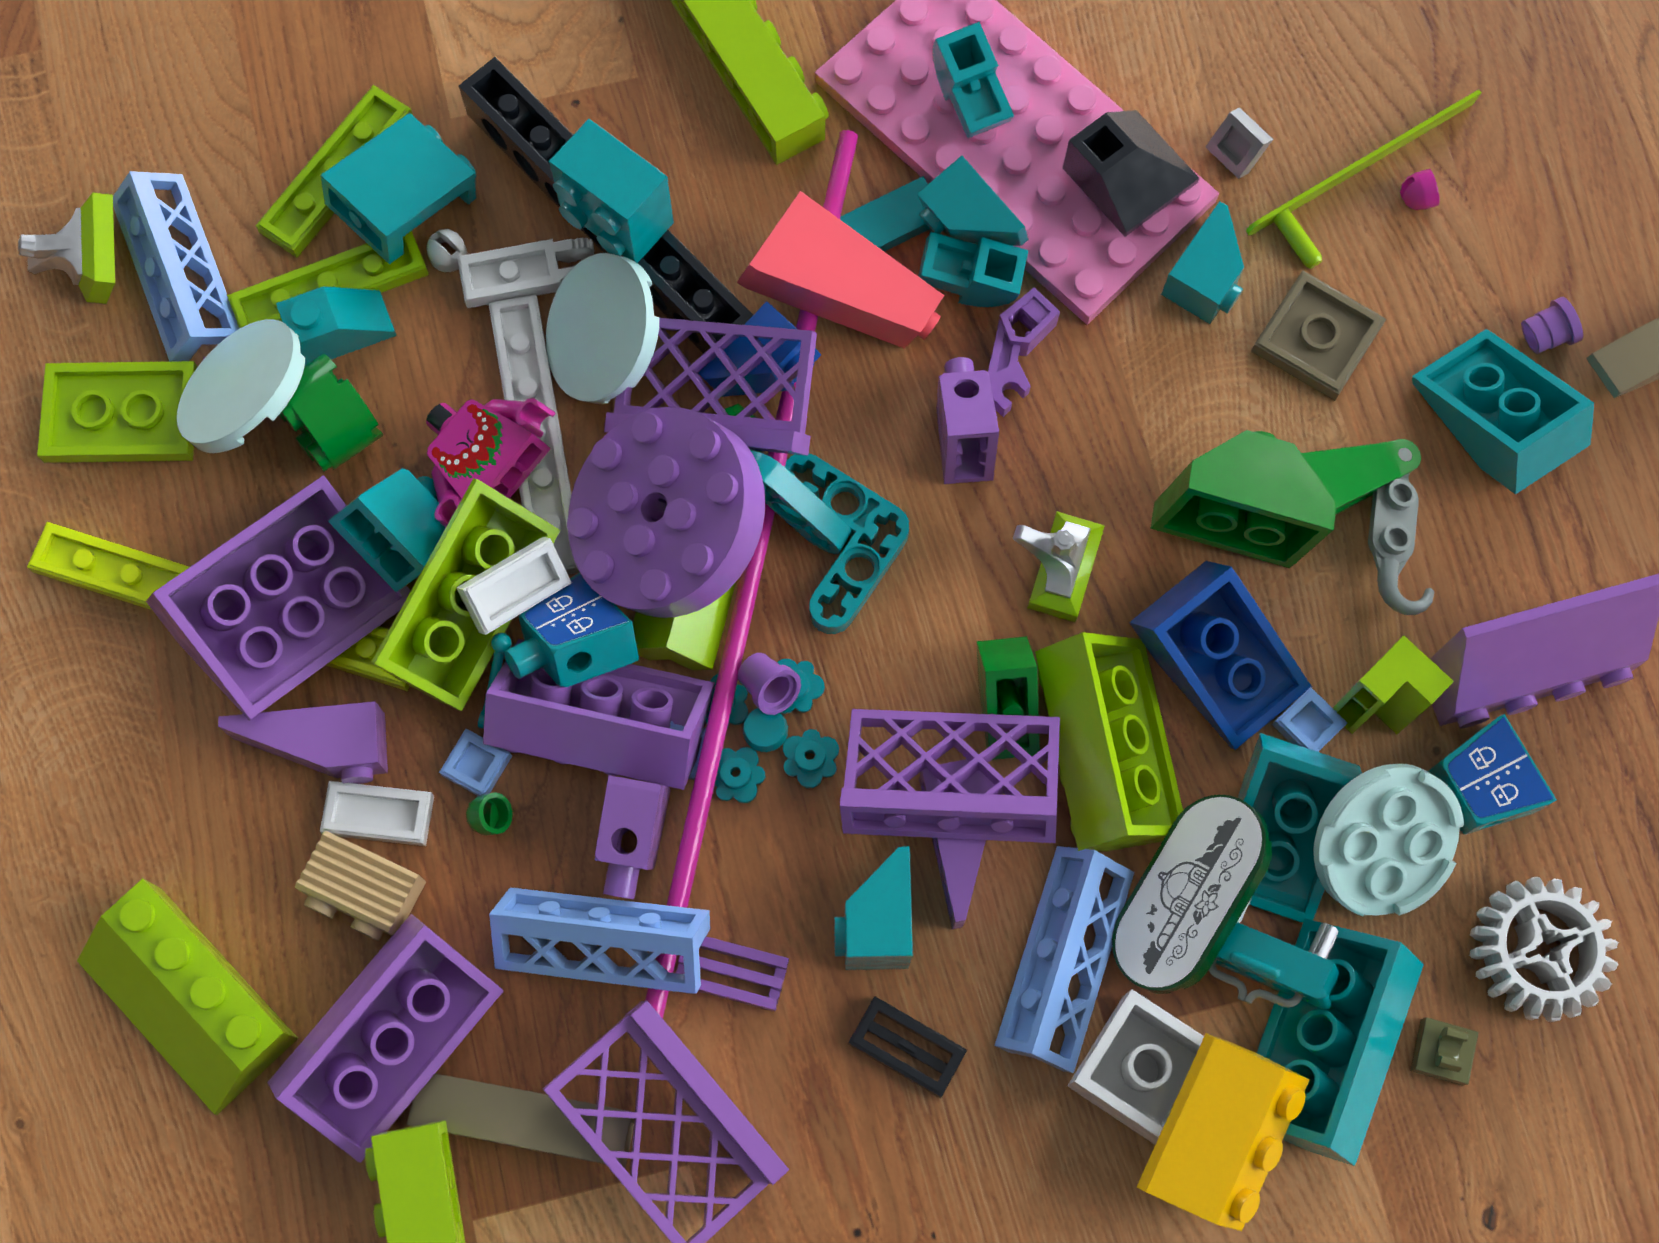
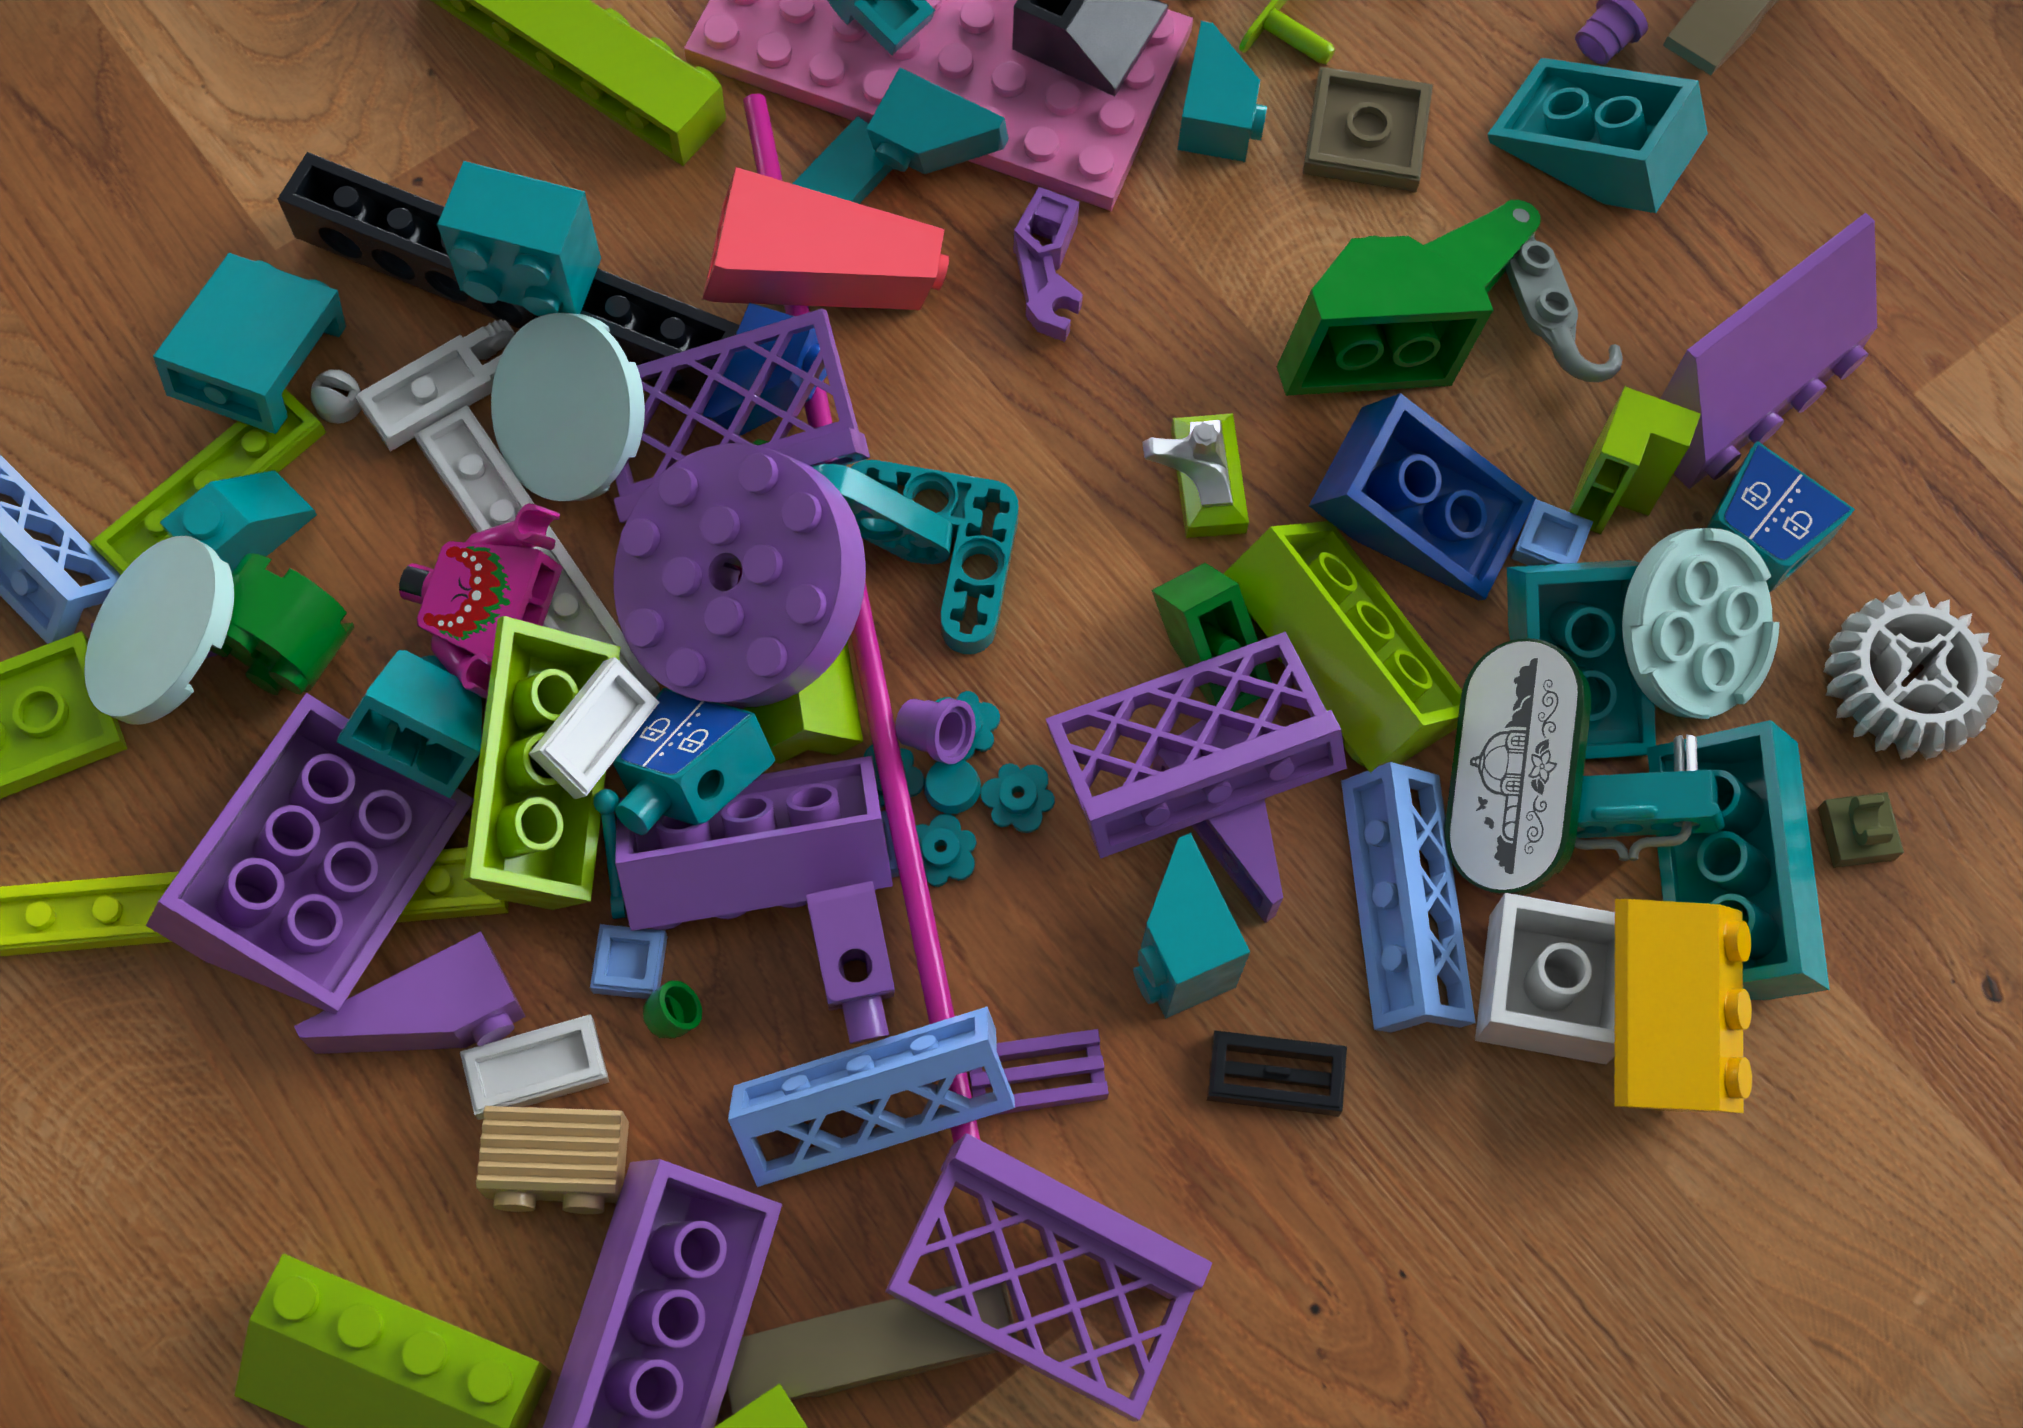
camera: 25 degrees left, 5 degrees down
(301, 207) = (138, 408): lime tile -> none
(966, 423) = (1025, 337): medium lavender torso -> none
(980, 273) = (972, 195): teal brick -> none

